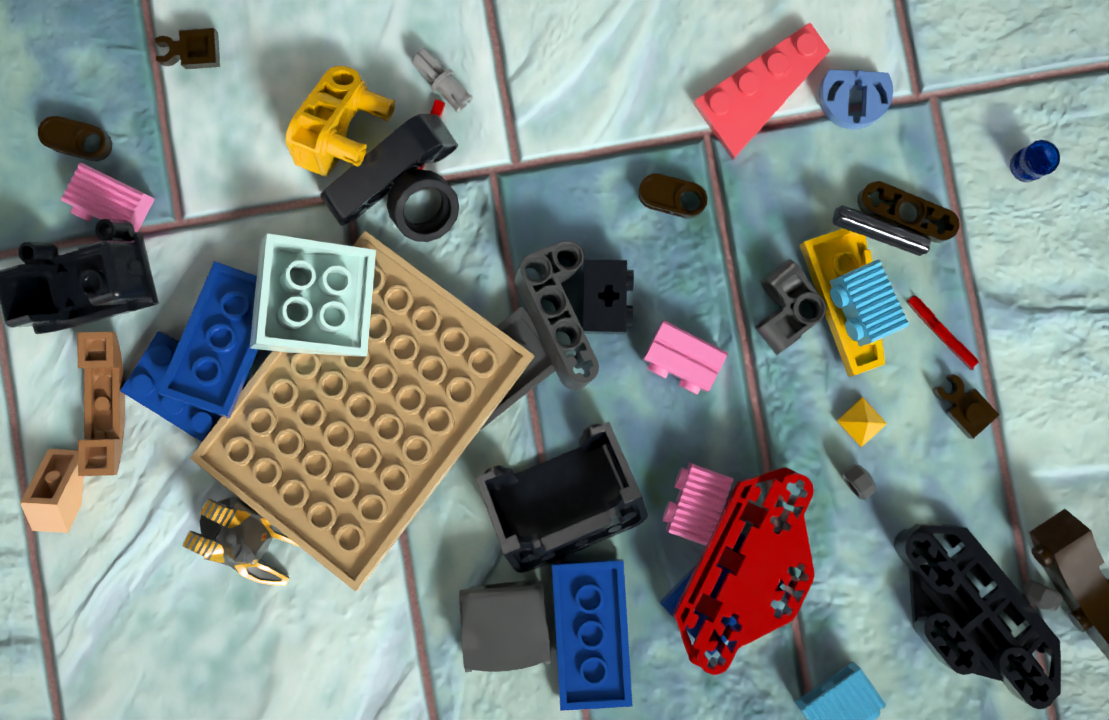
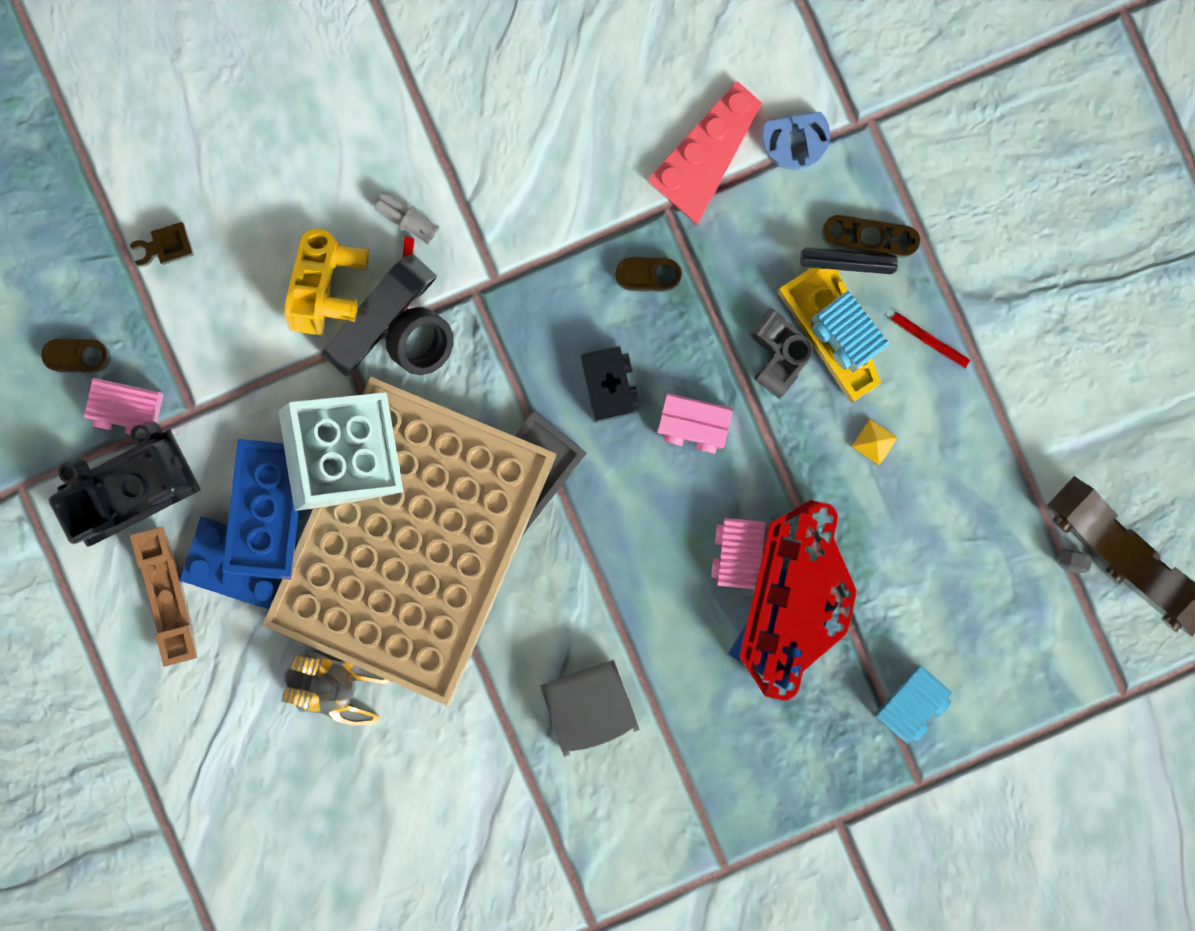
camera: 15 degrees left, 0 degrees up
(54, 492) = (145, 686): light nougat slope -> none
(563, 318) = (574, 413): dark grey beam -> none
(563, 501) = (616, 581): black windscreen -> none
(592, 634) = (671, 697): blue plate -> none
(859, 481) = (883, 497): dark grey tile -> none
(968, 409) = (970, 407): dark brown plate -> none
(975, 621) = (1020, 597): black connector -> none
(1042, 156) = (978, 156): clear blue wheel -> none

